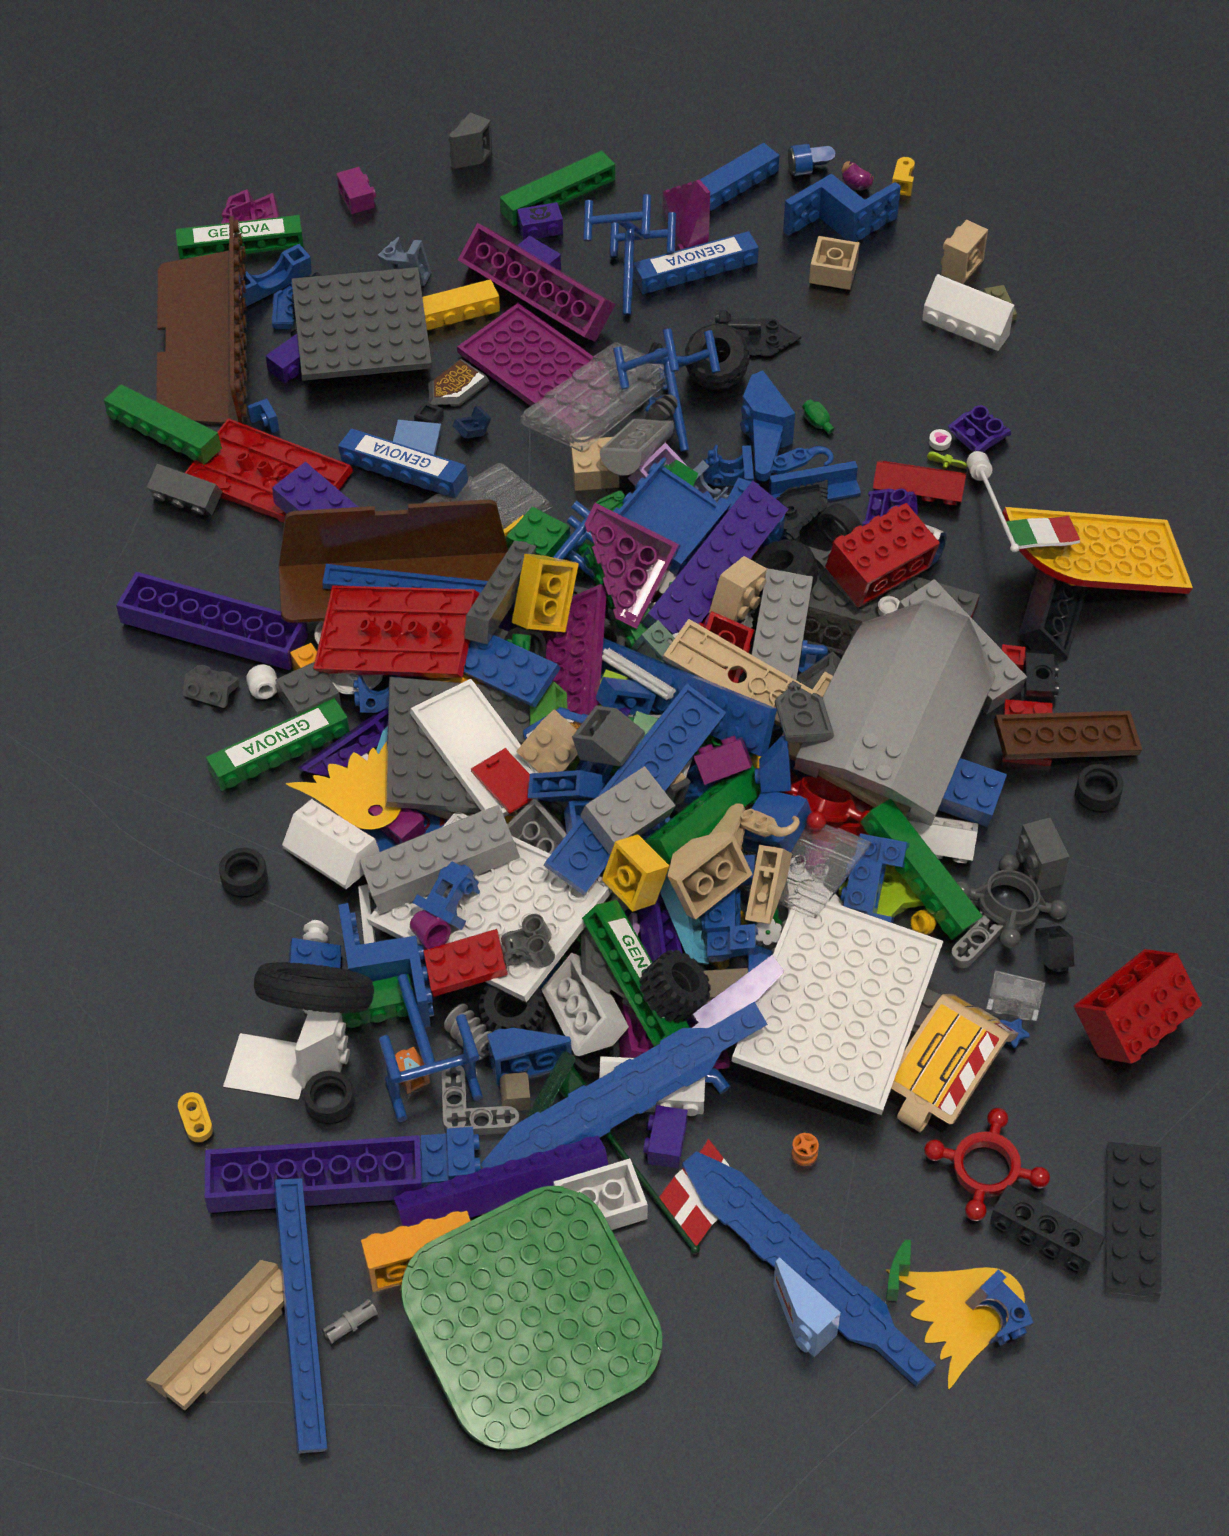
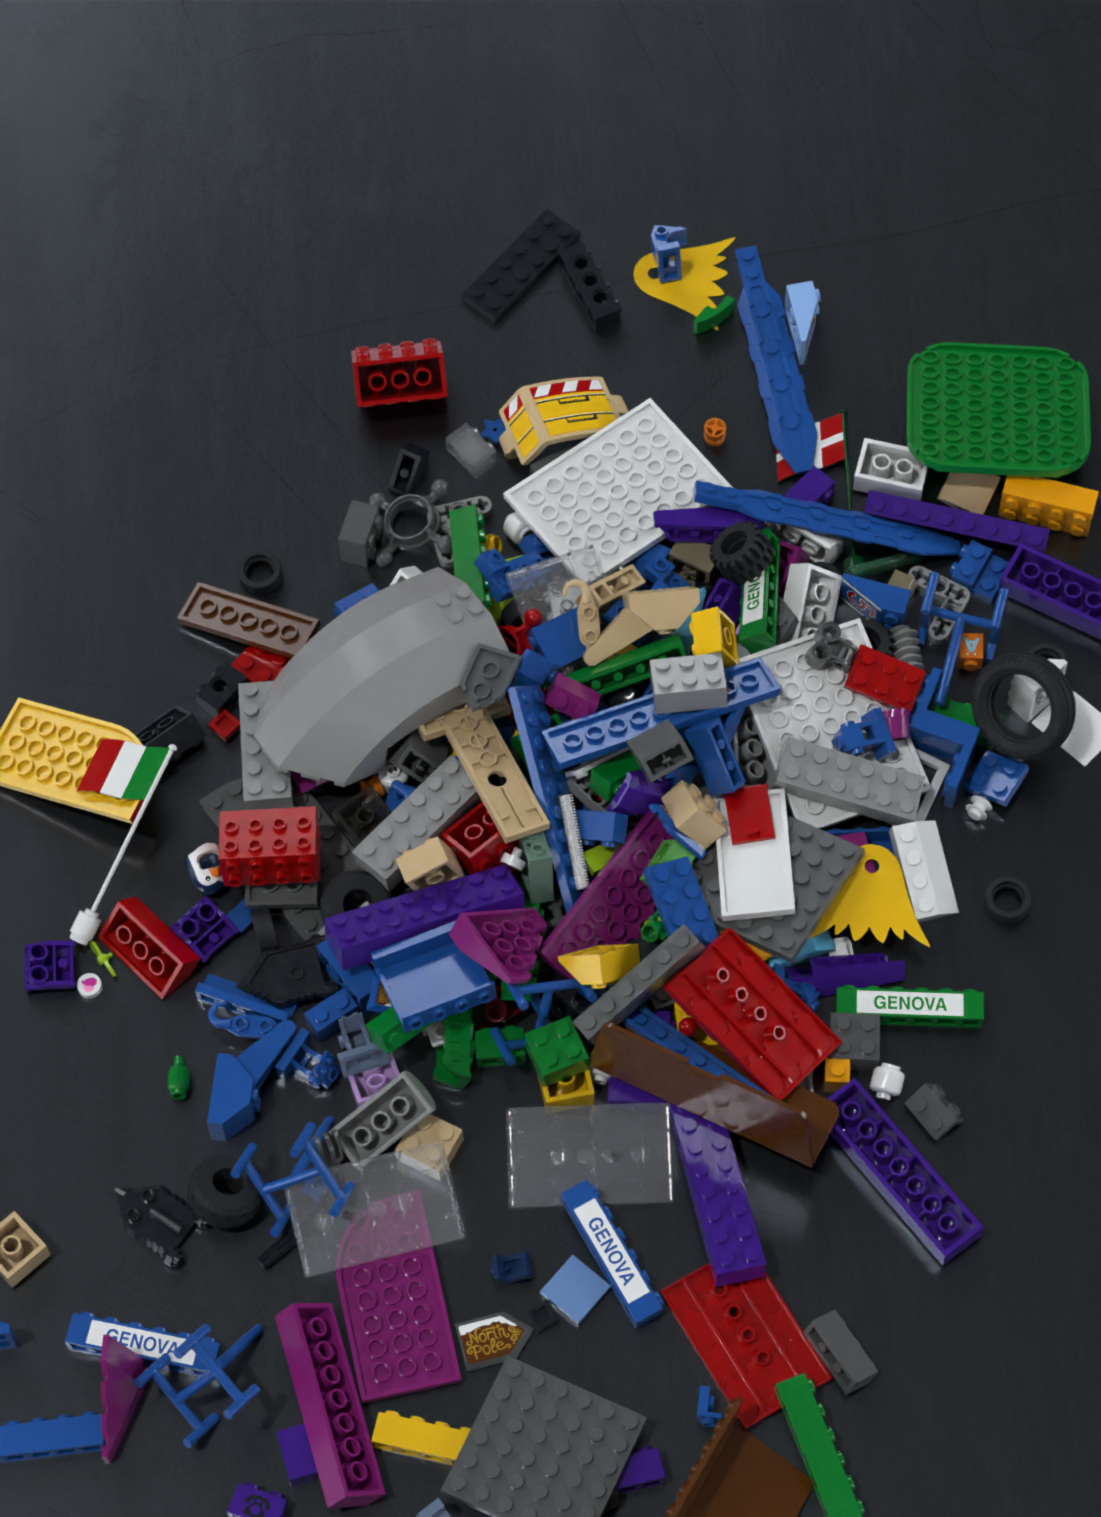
camera: 145 degrees left, 10 degrees up
(997, 1119) = (567, 320): red piece -> none

